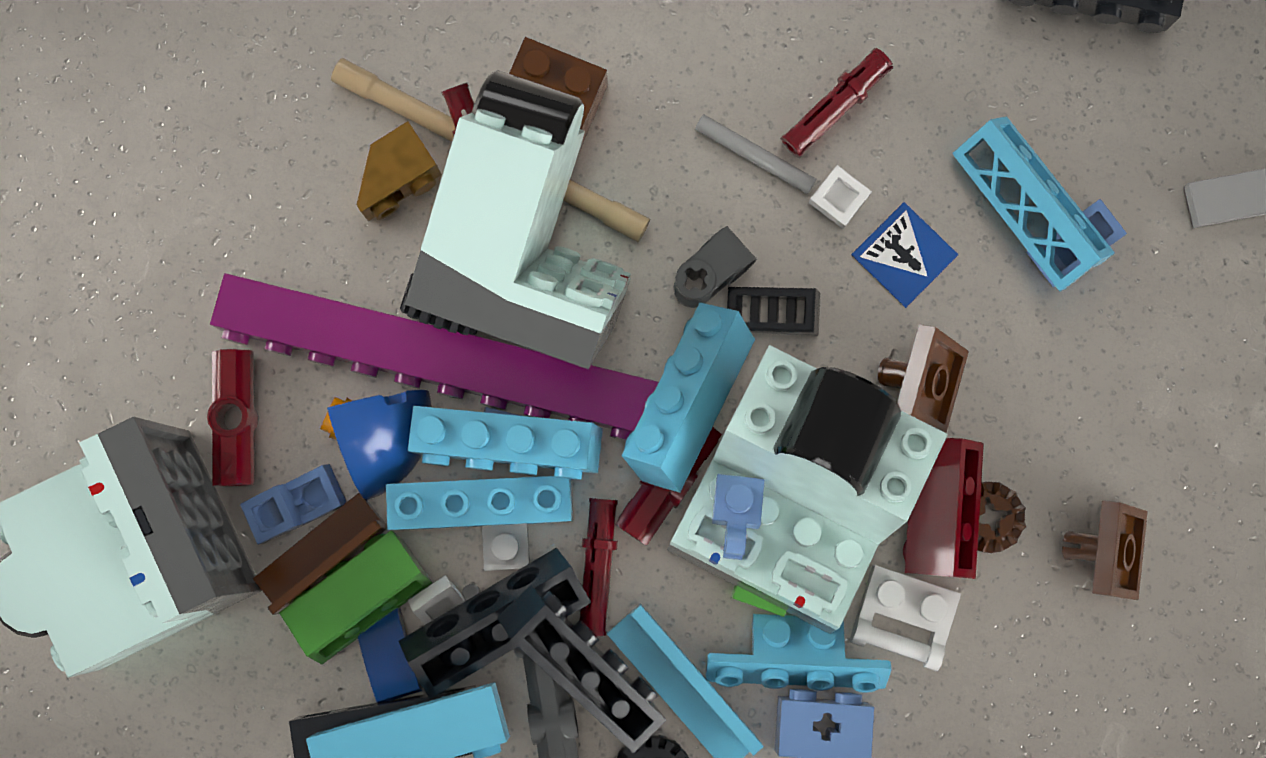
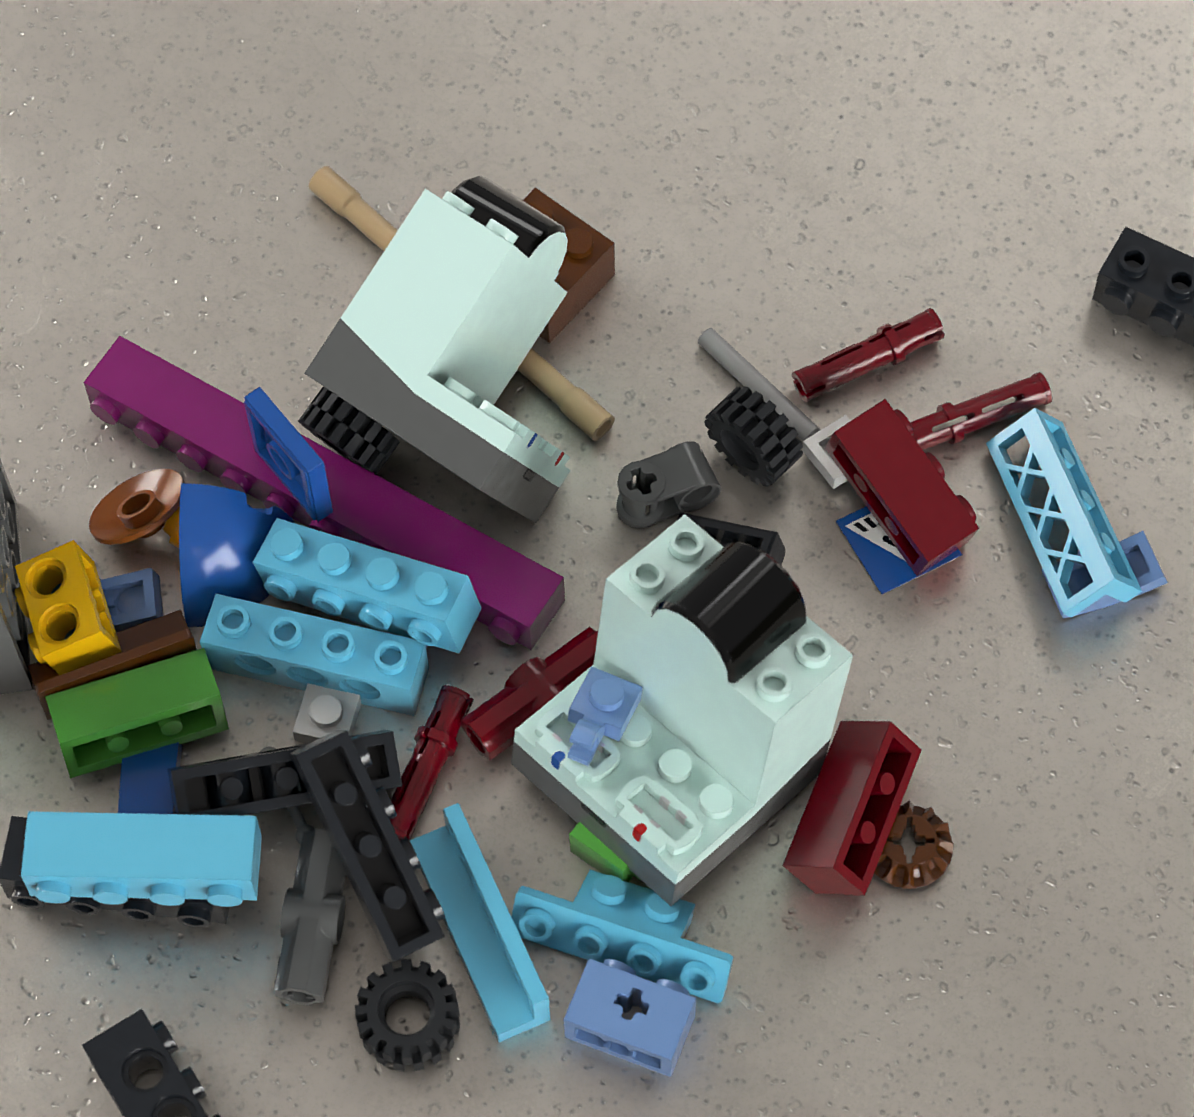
camera: 20 degrees right, 20 degrees down
(231, 388) = (78, 465): dark red piece -> none
(276, 522) = (76, 604): none -> yellow brick
(292, 416) = (137, 507): none -> dark orange dish
(394, 170) = (332, 289): pearl gold slope -> none
(405, 355) = (288, 455): none -> blue tile
(435, 600) = (225, 740): white plate -> none
(688, 397) = (560, 617): medium azure brick -> none
(772, 209) = (753, 436): none -> black tyre
(904, 219) = (902, 486): none -> dark red brick
(911, 603) = (780, 913): white plate -> none
(922, 143) = (1027, 394): none -> dark red pin
(929, 378) = (887, 659): reddish brown tile -> none
(1114, 550) = (1044, 910): reddish brown tile -> none

